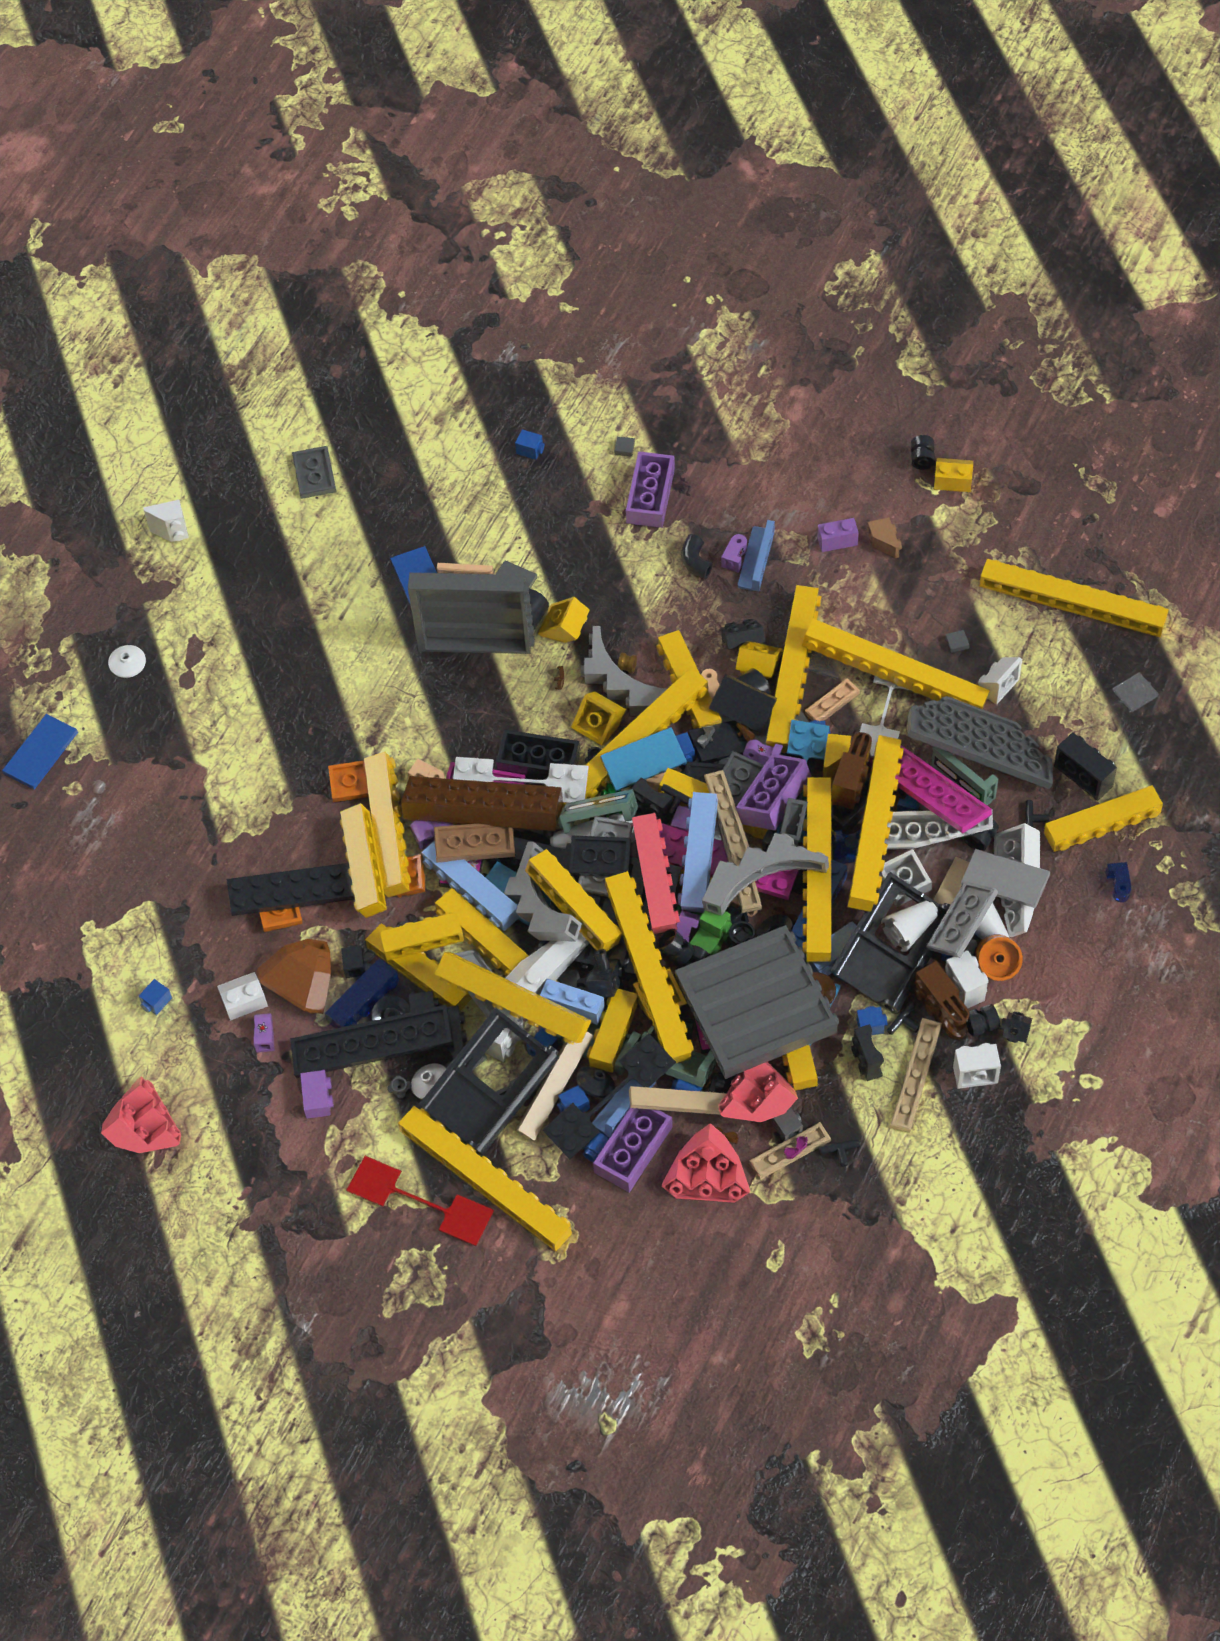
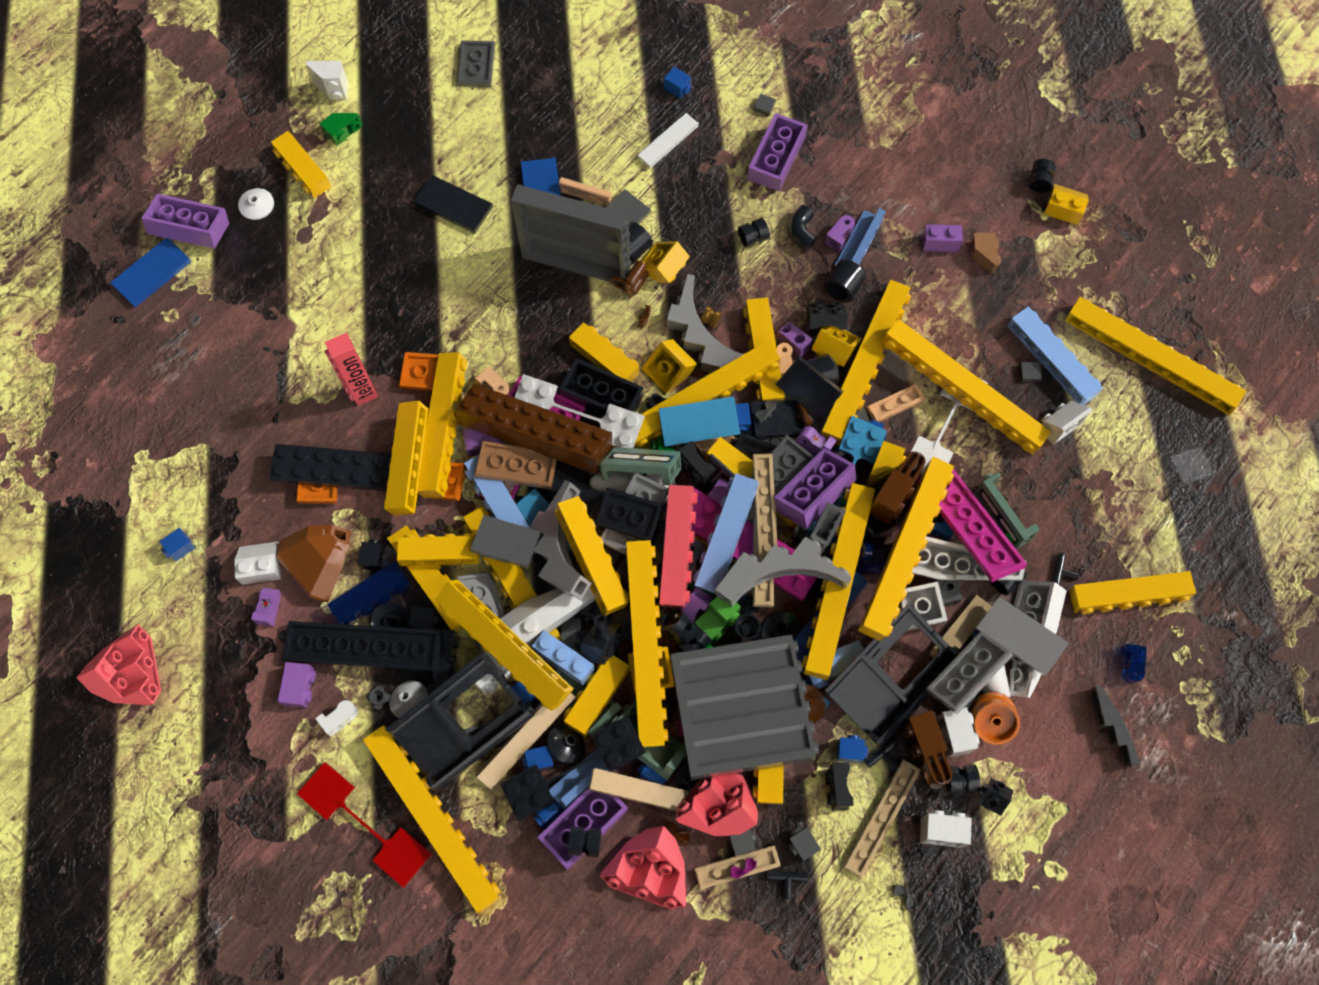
camera: 10 degrees right, 10 degrees up
(63, 692) = (185, 221): none -> medium lavender brick
(163, 611) = (300, 164): none -> yellow brick
(192, 565) = (340, 126): none -> green slope
(289, 787) = (350, 369): none -> coral brick
(333, 614) = (453, 204): none -> black tile
(365, 1114) = (339, 718): none -> white leg
(486, 909) = (505, 541): none -> dark grey tile
(525, 719) = (603, 353): none -> yellow brick
(535, 503) = (668, 140): none -> white tile
(540, 644) = (633, 281): none -> reddish brown piece
(640, 1151) = (585, 842): none -> black wheel
(650, 570) = (754, 232): none -> black wheel
(719, 662) = (800, 342): none -> medium lavender leg
(751, 596) = (845, 280): none -> black piece
(847, 1113) = (803, 844): none -> dark grey brick
(909, 924) = (915, 660): white cone -> none
(929, 859) = (950, 592): none -> dark grey brick
(950, 1133) = (910, 902): none -> dark grey piece
(976, 620) = (1055, 356): none -> light blue brick
(980, 738) = (1031, 481): dark grey plate -> none
(1085, 766) = (1128, 534): black brick -> none
(1111, 937) = (1110, 719): none -> dark grey slope

